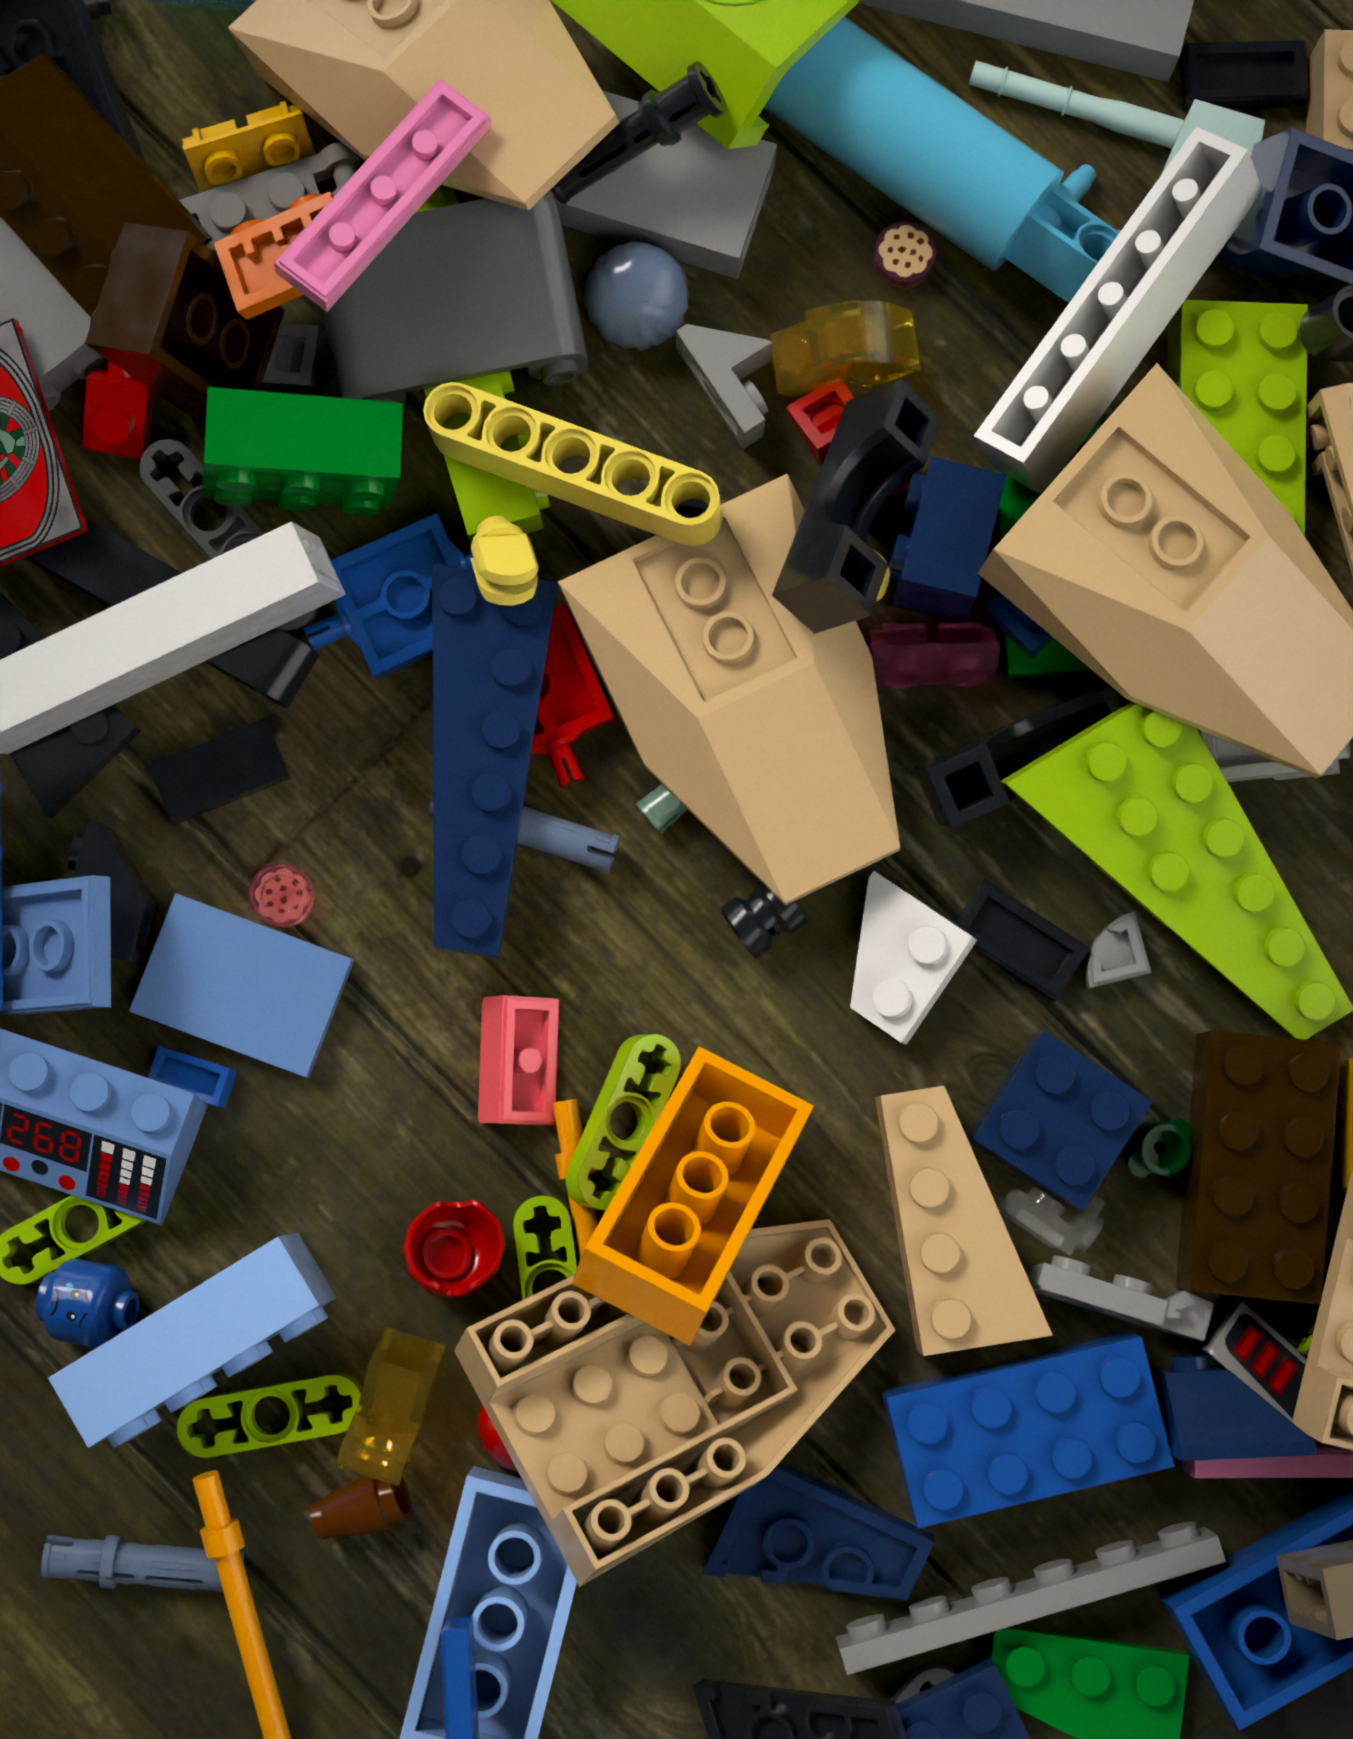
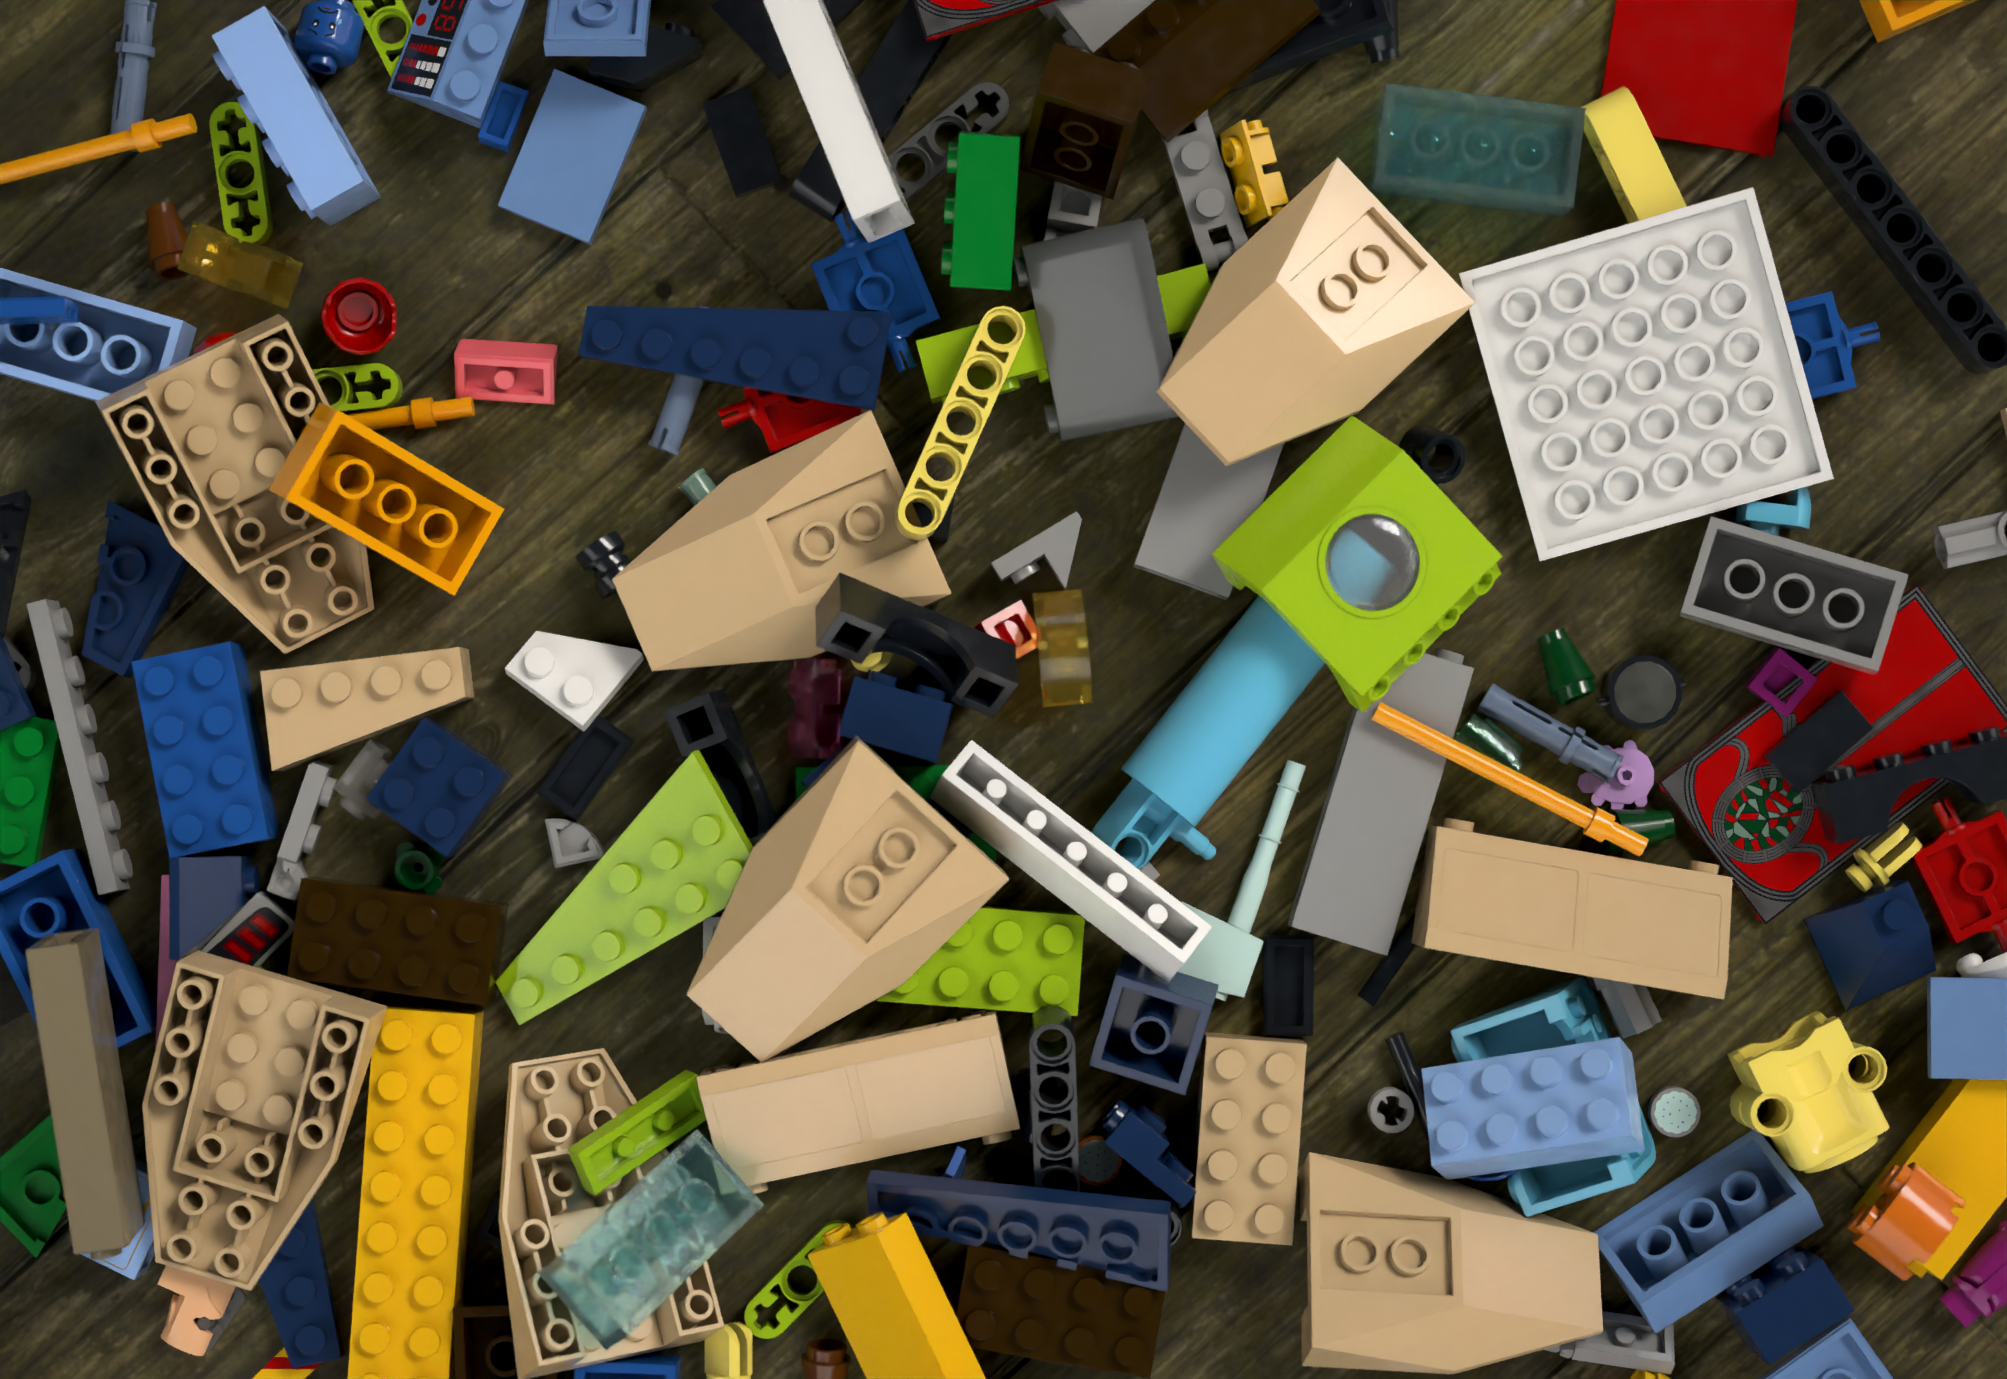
camera: 90 degrees right, 5 degrees up
(117, 413) = (1023, 63): red bracket -> none
(253, 248) = (1126, 205): orange bracket -> none
(281, 895) = (642, 189): clear pink tile -> none
(382, 195) = (1163, 277): bright pink tile -> none
(504, 562) = (887, 367): light yellow arm -> none
(624, 1071) = (481, 478): lime beam -> none
(636, 295) = (1115, 483): sand blue hair -> none
(659, 120) = (1230, 499): black pin -> none
(904, 254) = (1145, 700): tile -> none

